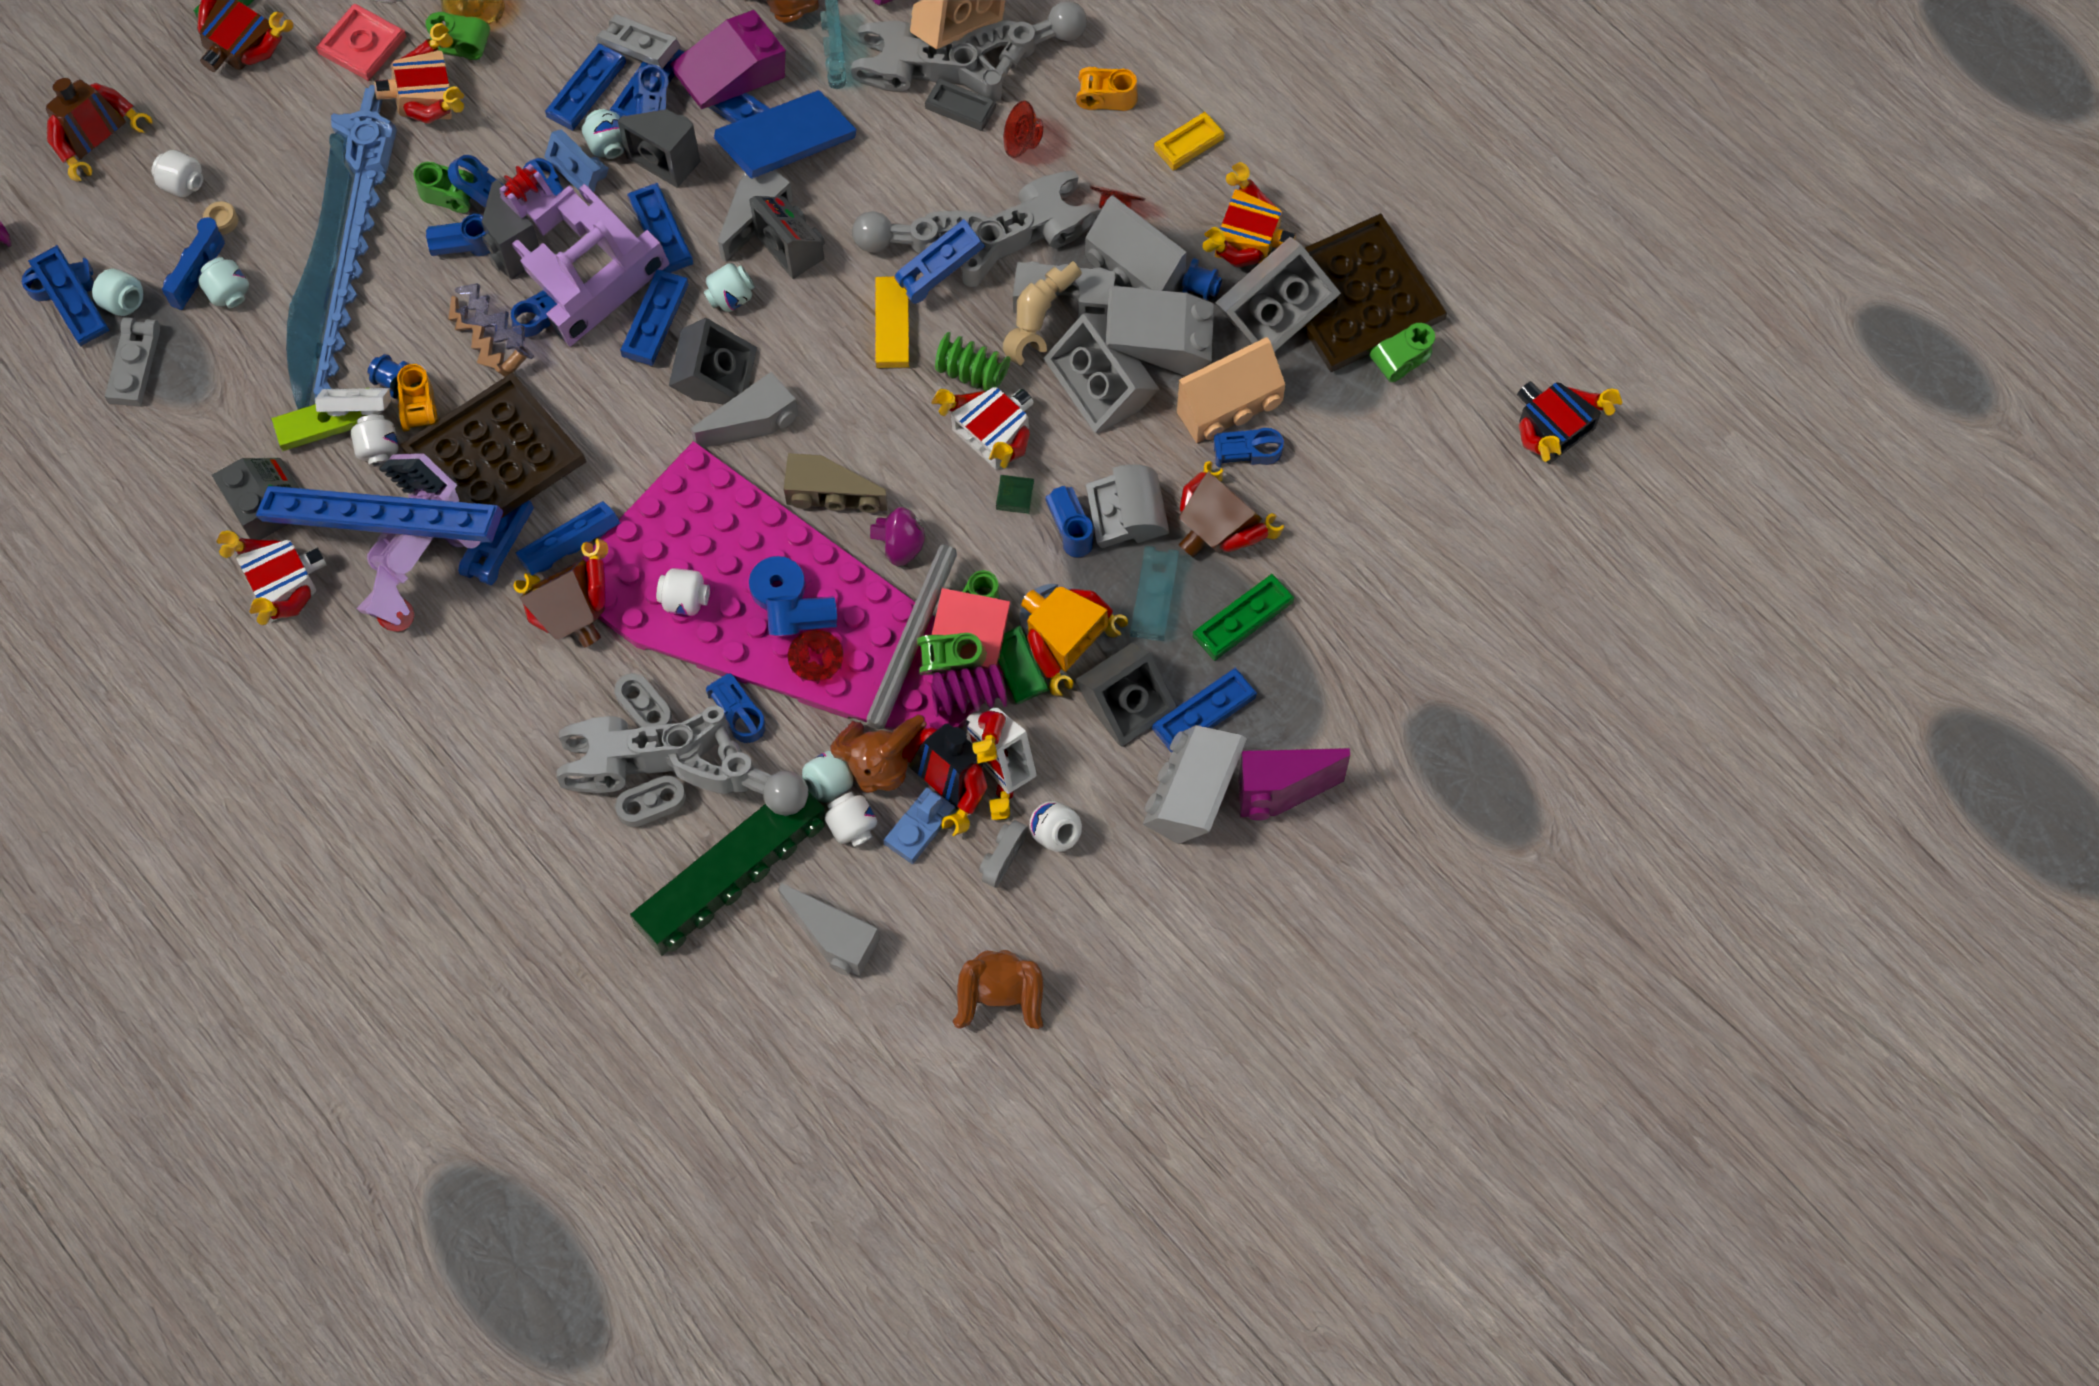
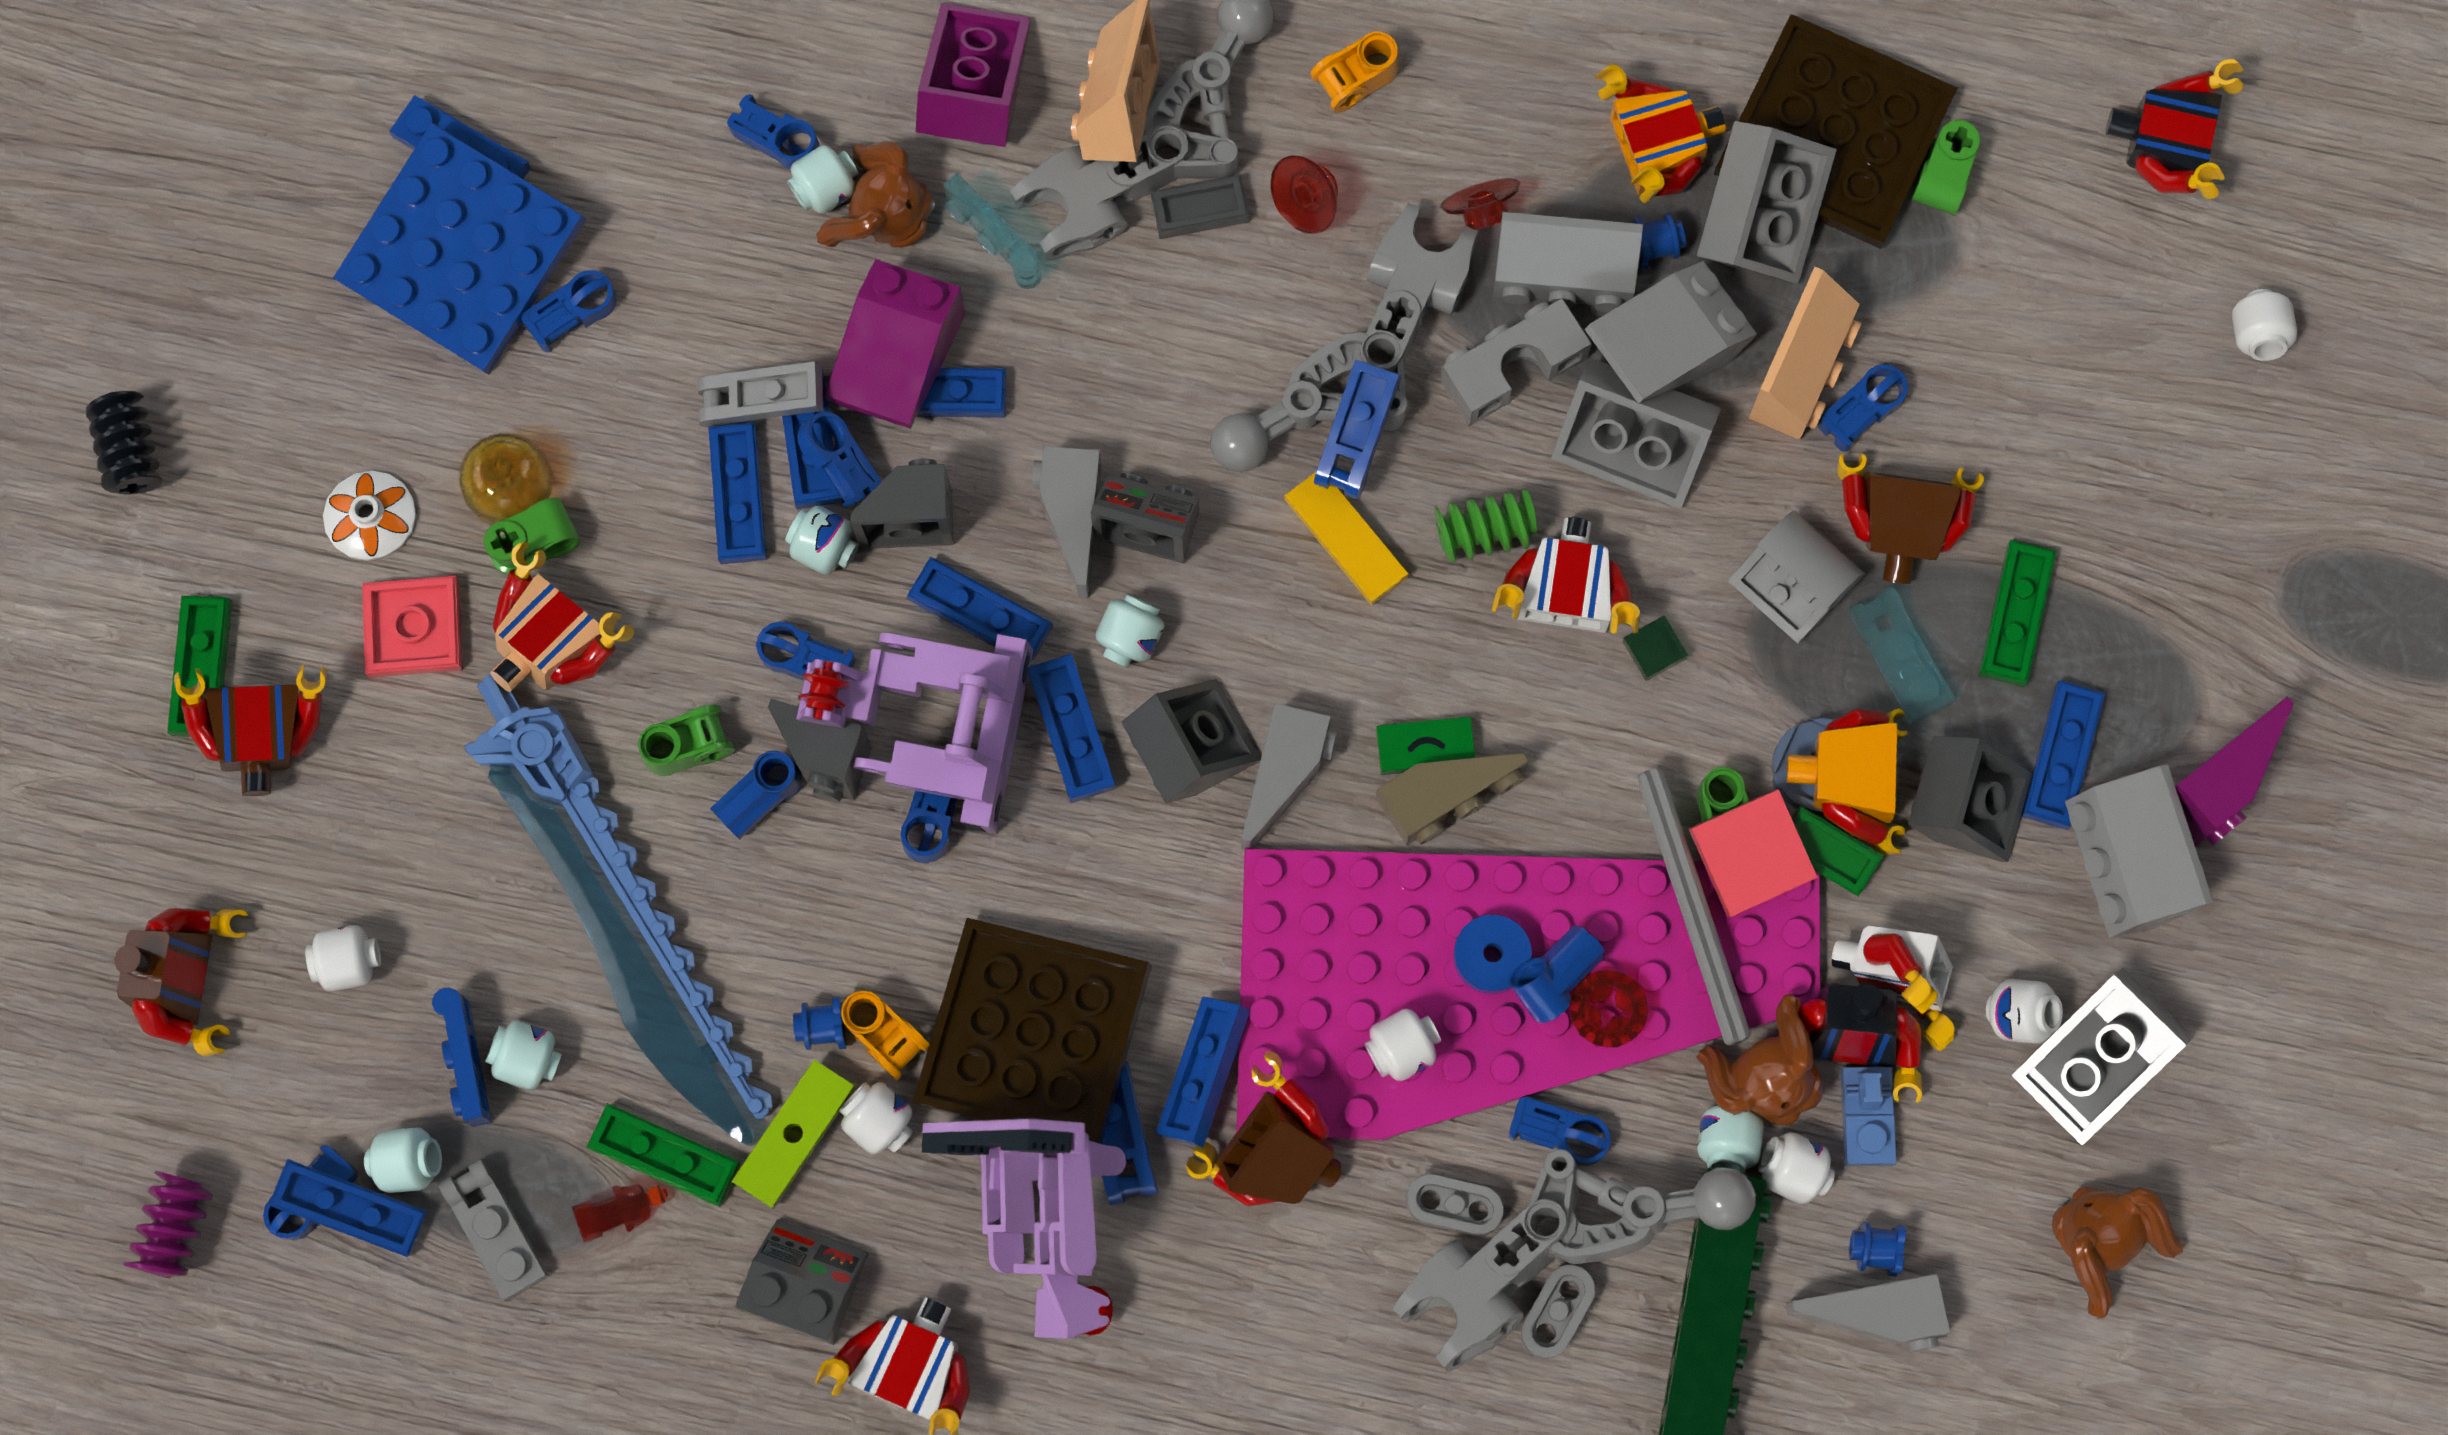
camera: 35 degrees left, 10 degrees up
(211, 397) = (628, 1206): none -> clear red piece
(224, 216) = (436, 971): tan tile -> none
(250, 384) = (663, 1155): none -> green tile
(340, 401) = (819, 1091): white plate -> none
(380, 513) = (1009, 1219): blue tile -> none
(482, 181) = (736, 710): blue piece -> none
(514, 335) = (873, 885): piece -> none
(573, 162) = (814, 604): medium blue hinge -> none
(785, 134) = (1039, 392): blue tile -> none
(842, 453) = (1423, 742): none -> green tile
(860, 896) = (1878, 1248): none -> blue brick
(902, 535) = (1577, 788): magenta piece -> none
(947, 653) = (1762, 902): bright green piece -> none
(968, 689) = (1811, 925): magenta piece -> none
(1010, 841) = (1986, 1063): light grey plate -> none
(1032, 308) = (1512, 416): tan piece -> none
(1070, 520) = (1743, 633): blue piece -> none
(1084, 885) = (2102, 1056): none -> light grey slope
(1189, 141) = (1498, 70): yellow tile -> none
(1524, 556) = (2264, 324): none -> white head

